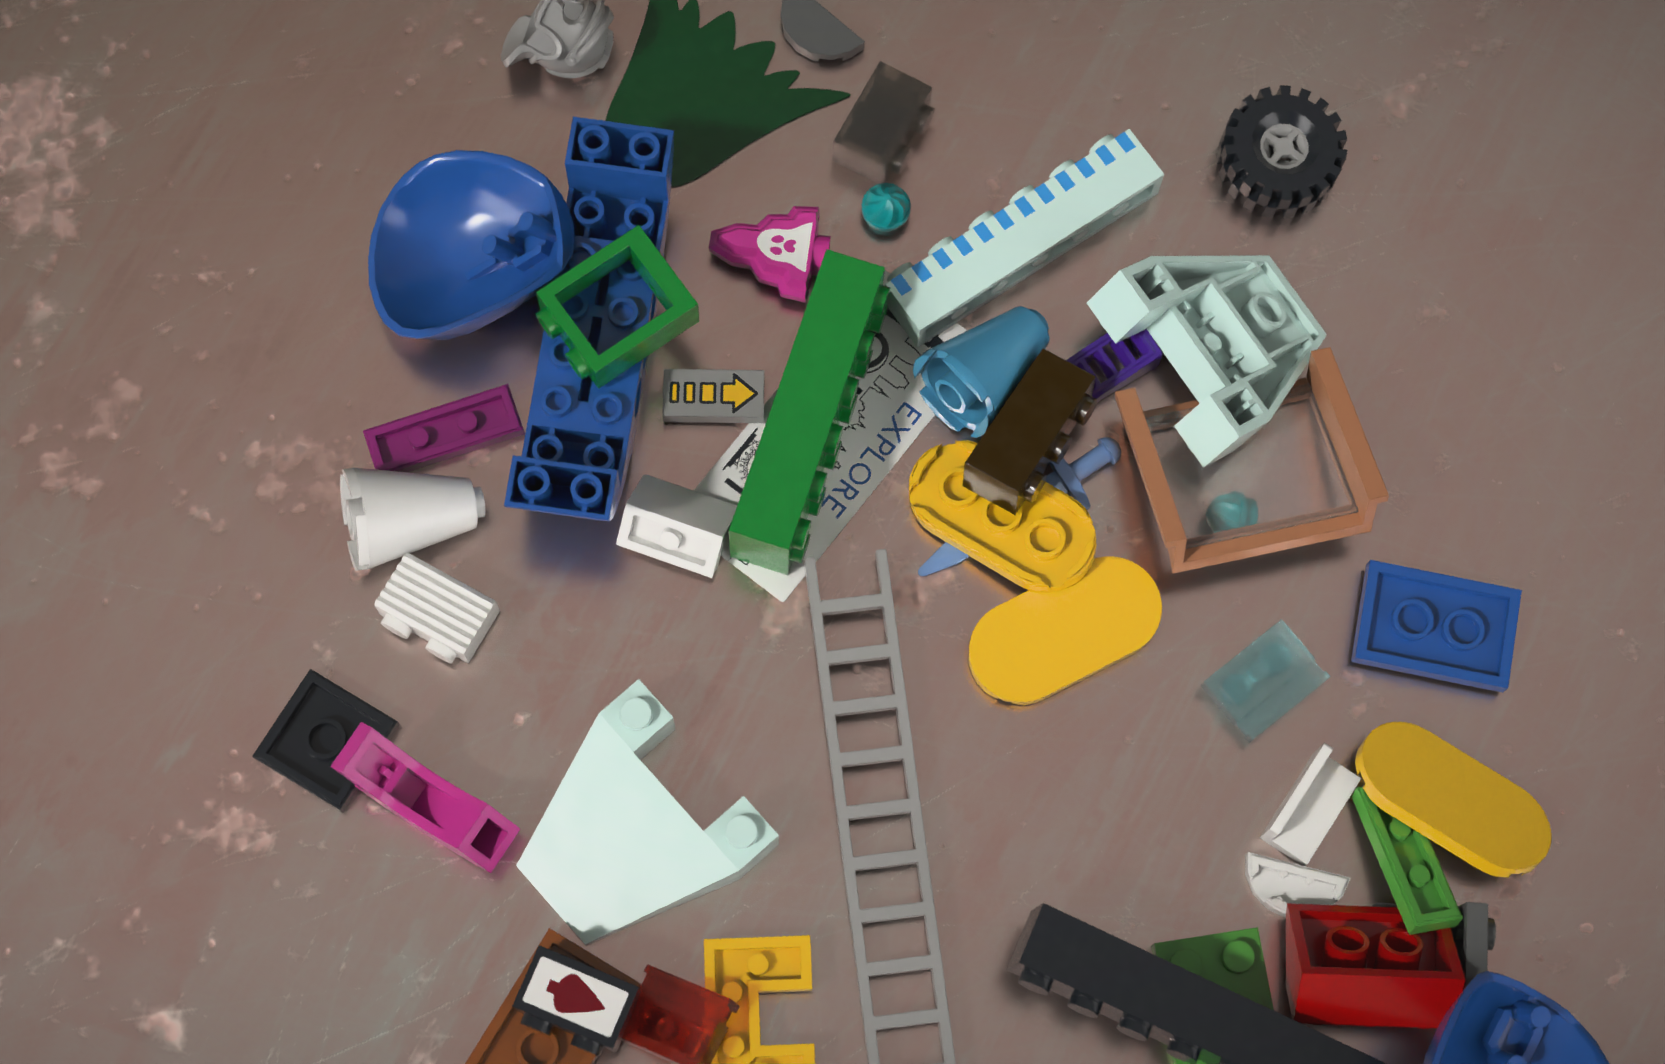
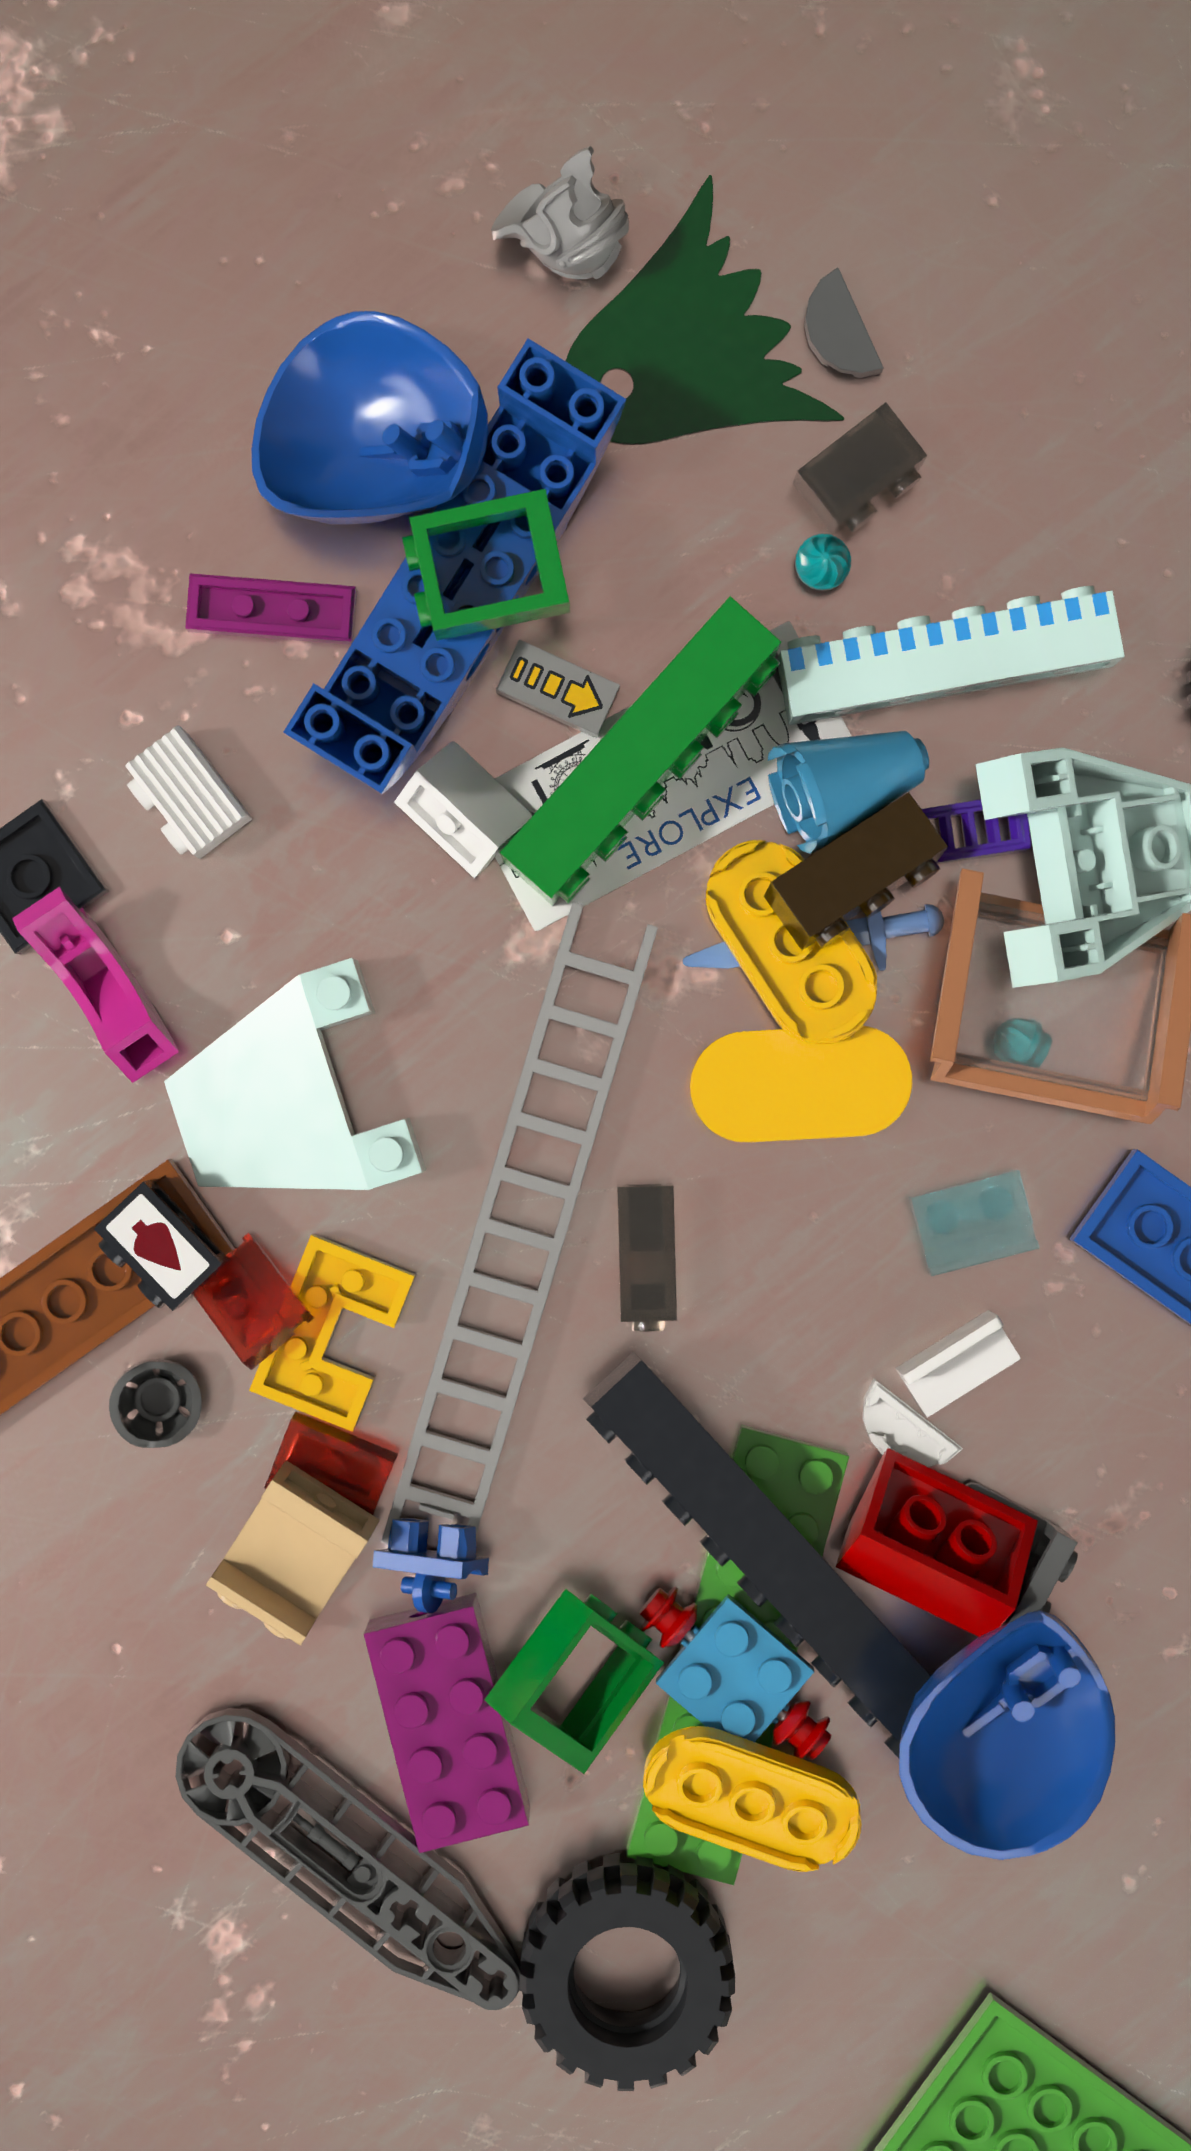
camera: 30 degrees right, 15 degrees up
(404, 512) = (195, 681): white cone -> none
(778, 250) = (690, 561): dark pink rock -> none
(1002, 828) = (647, 1255): none -> clear smoke brick
(1409, 869) = (1025, 1456): bright green tile -> none
(1453, 799) = (1099, 1420): yellow tile -> none

